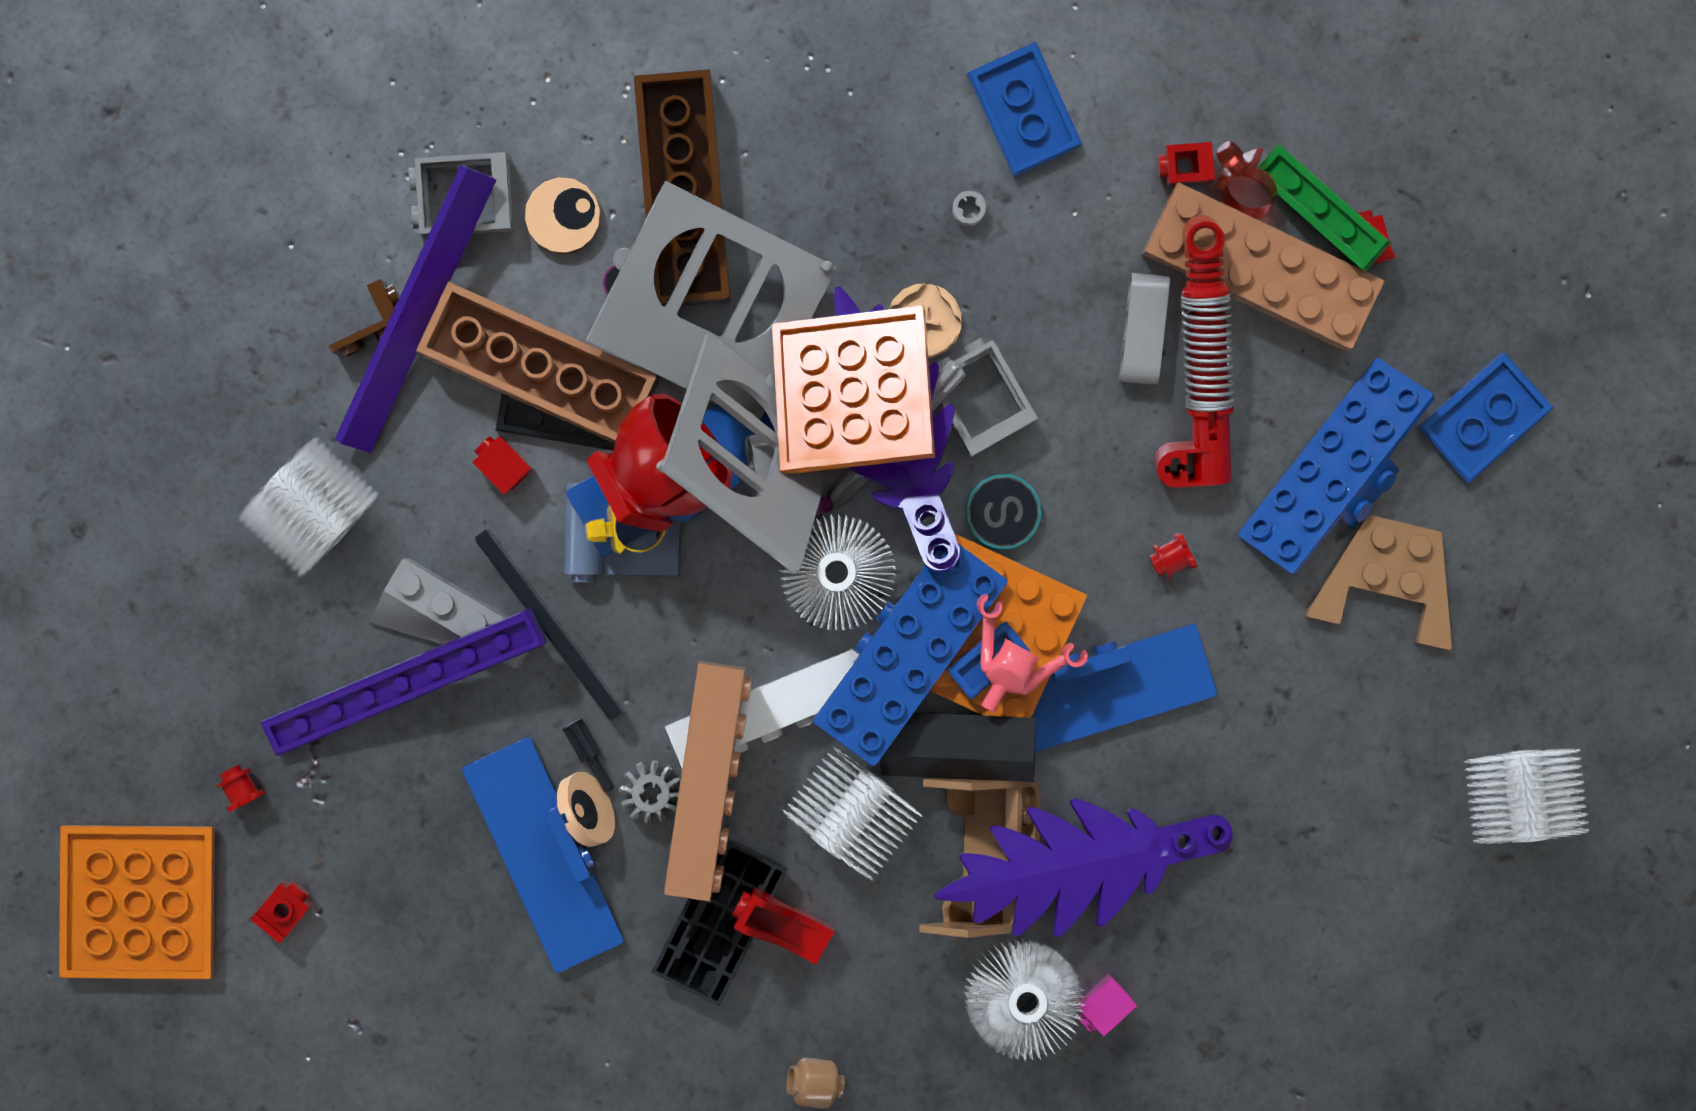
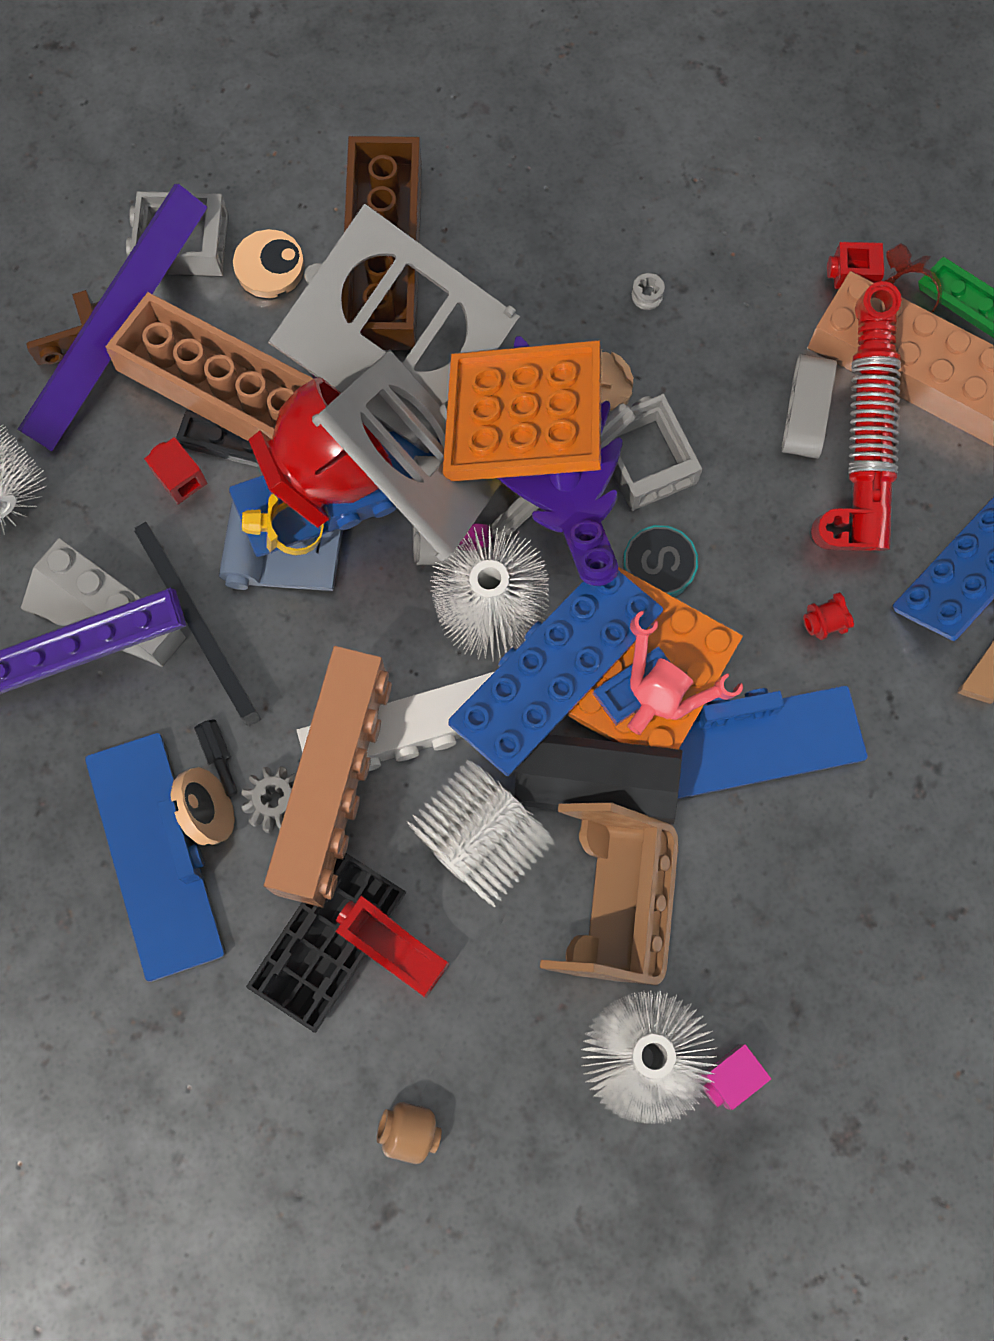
camera: 10 degrees right, 15 degrees down
(1024, 109) = (705, 214): blue tile -> none
(1078, 864) = (715, 915): dark purple plant -> none

